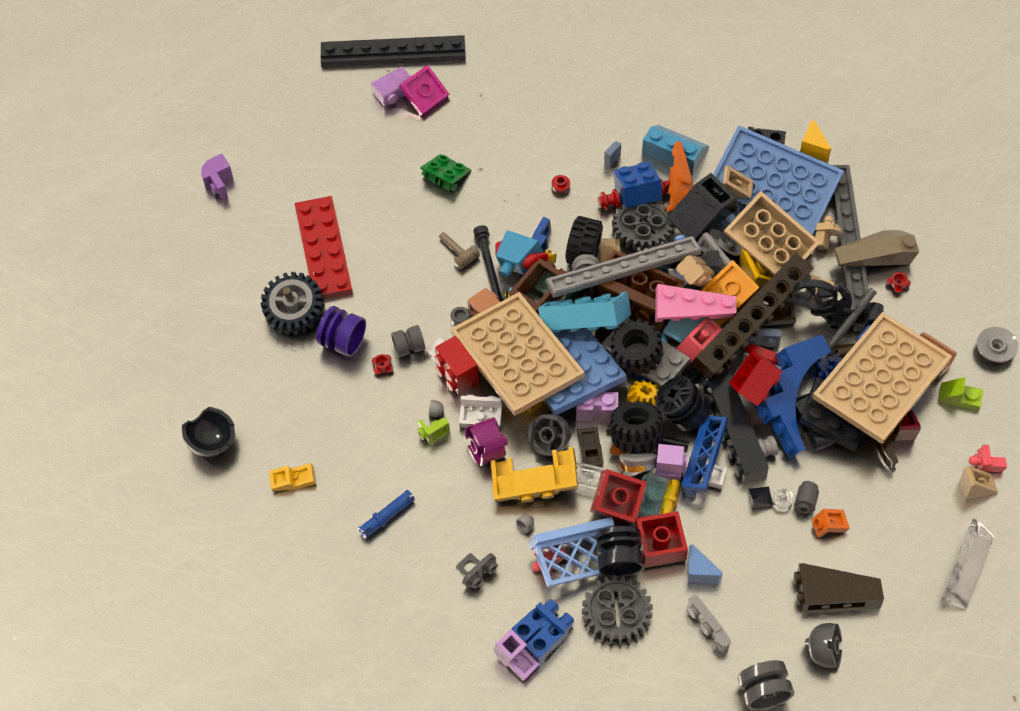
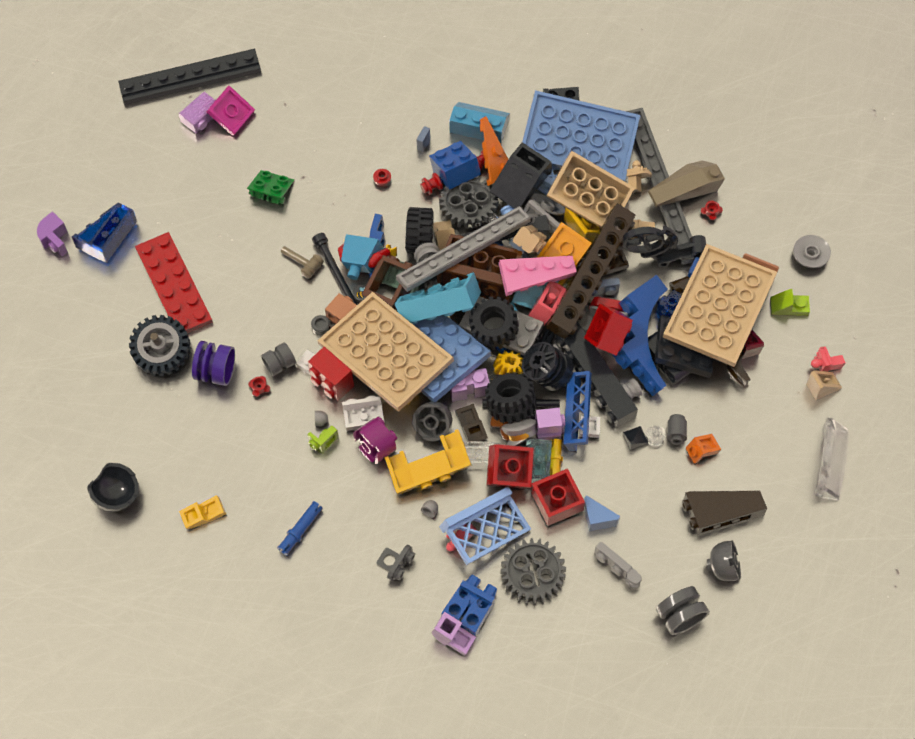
camera: 15 degrees left, 5 degrees up
(269, 185) = (106, 233): none -> clear blue wedge
(619, 551) = (524, 517): black wheel -> none
(737, 183) = (547, 146): tan slope -> none
(815, 143) = (608, 94): yellow slope -> none
(851, 318) = (679, 254): dark grey bar -> none

